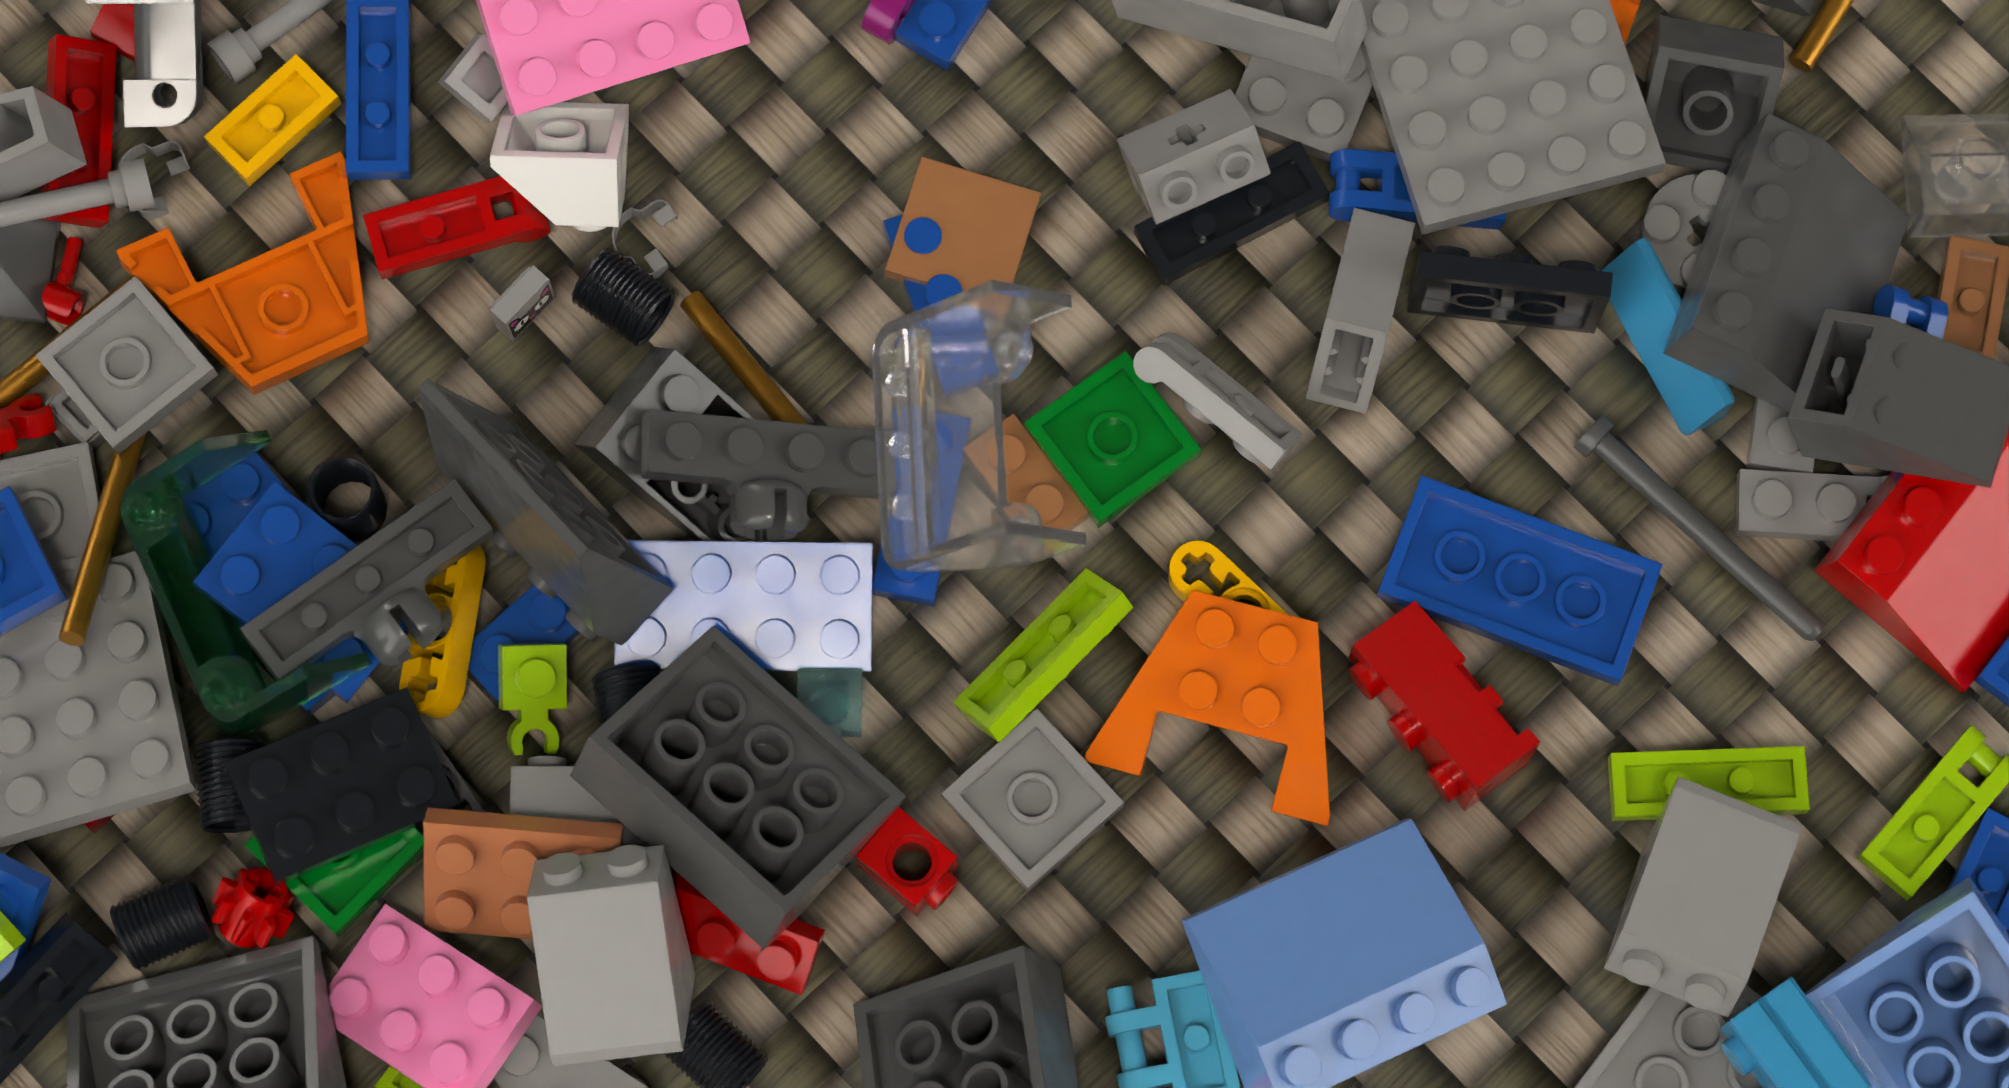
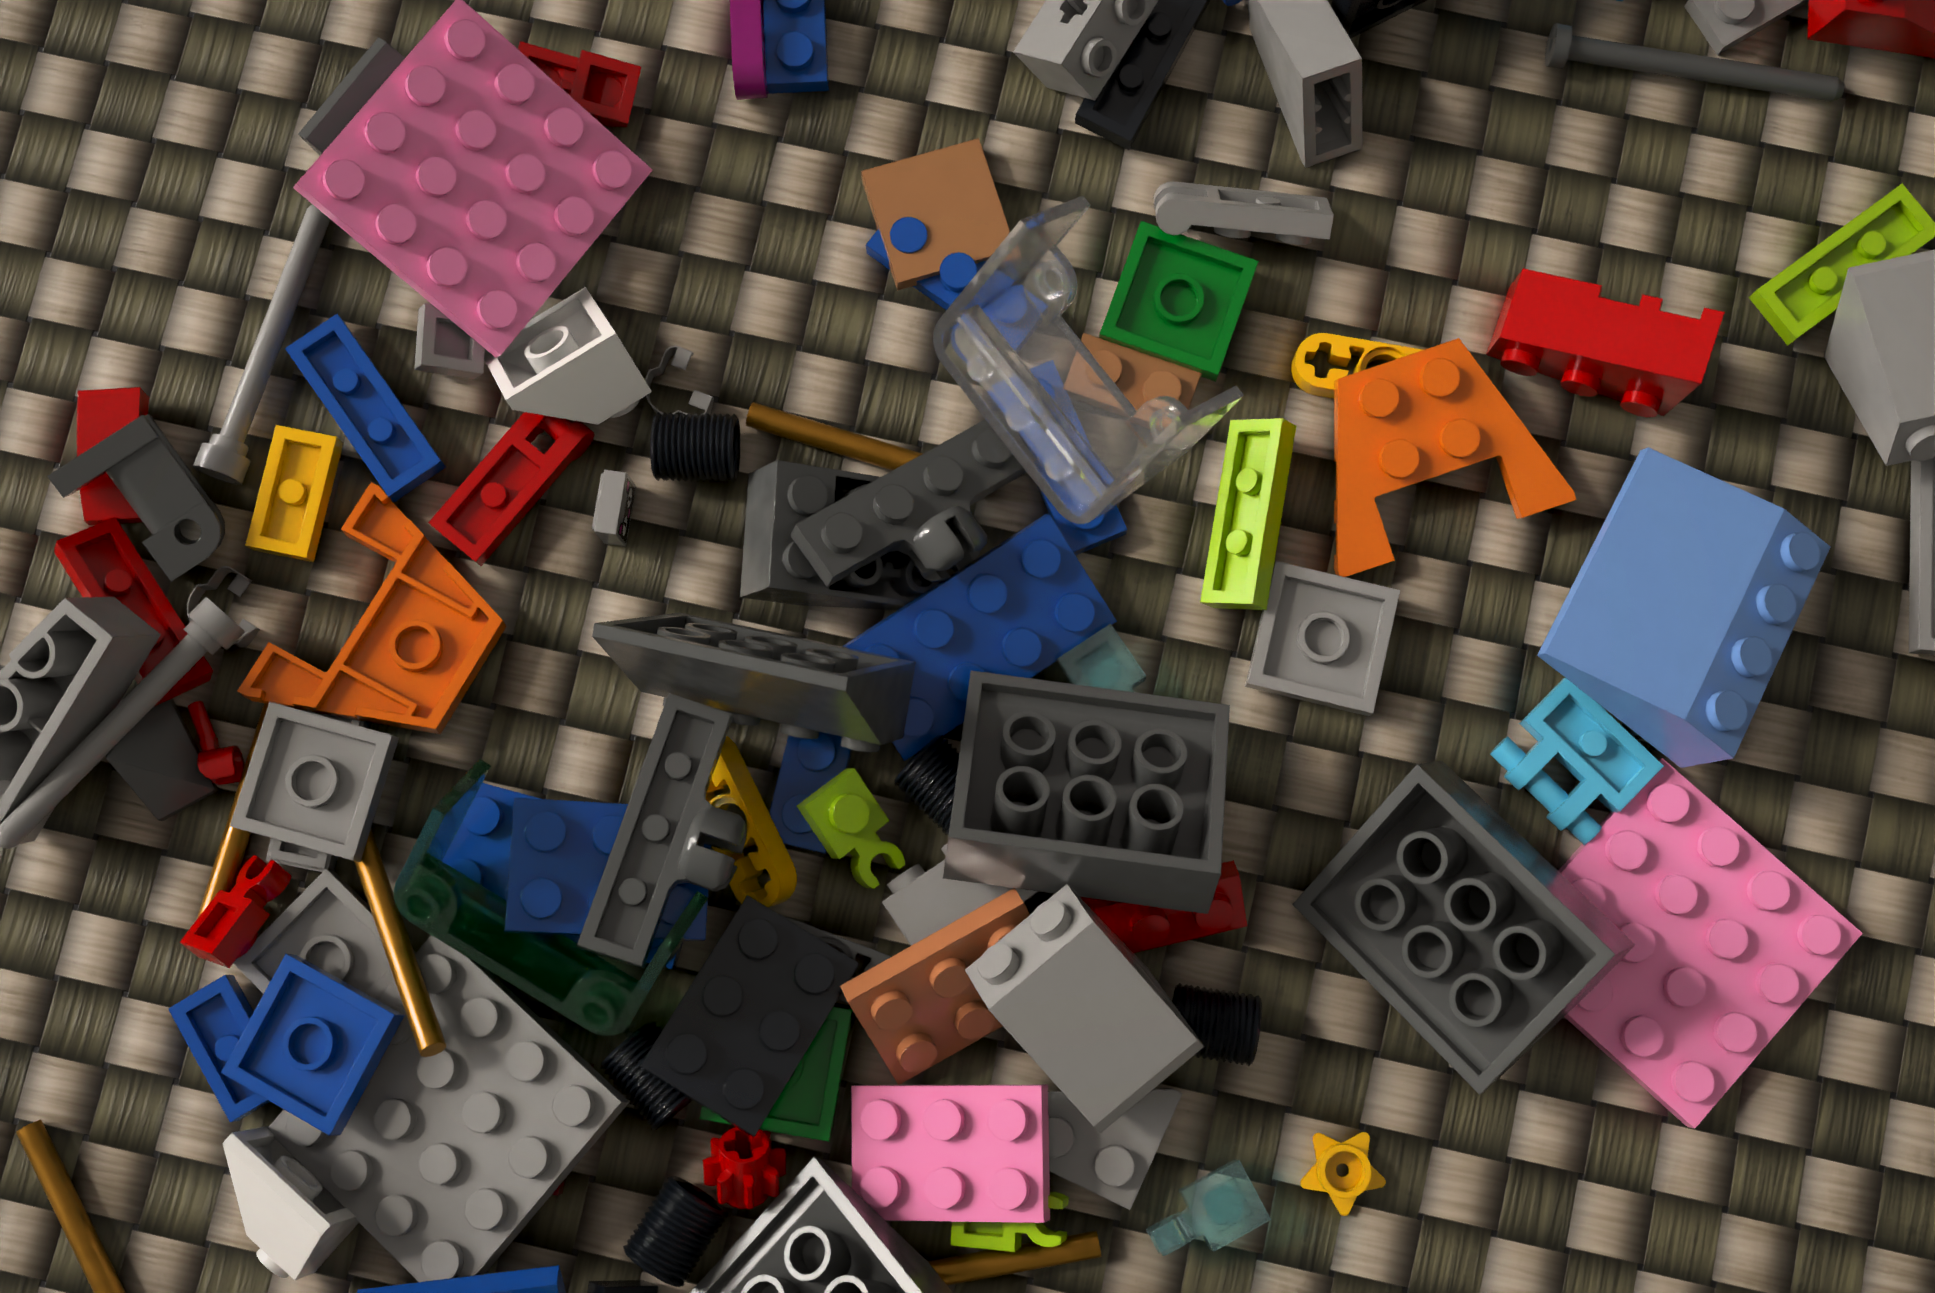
camera: 30 degrees left, 5 degrees up
(339, 471) = (558, 751): black piece -> none
(903, 835) = (1287, 739): red brick -> none
(1520, 580) = (1583, 199): blue plate -> none

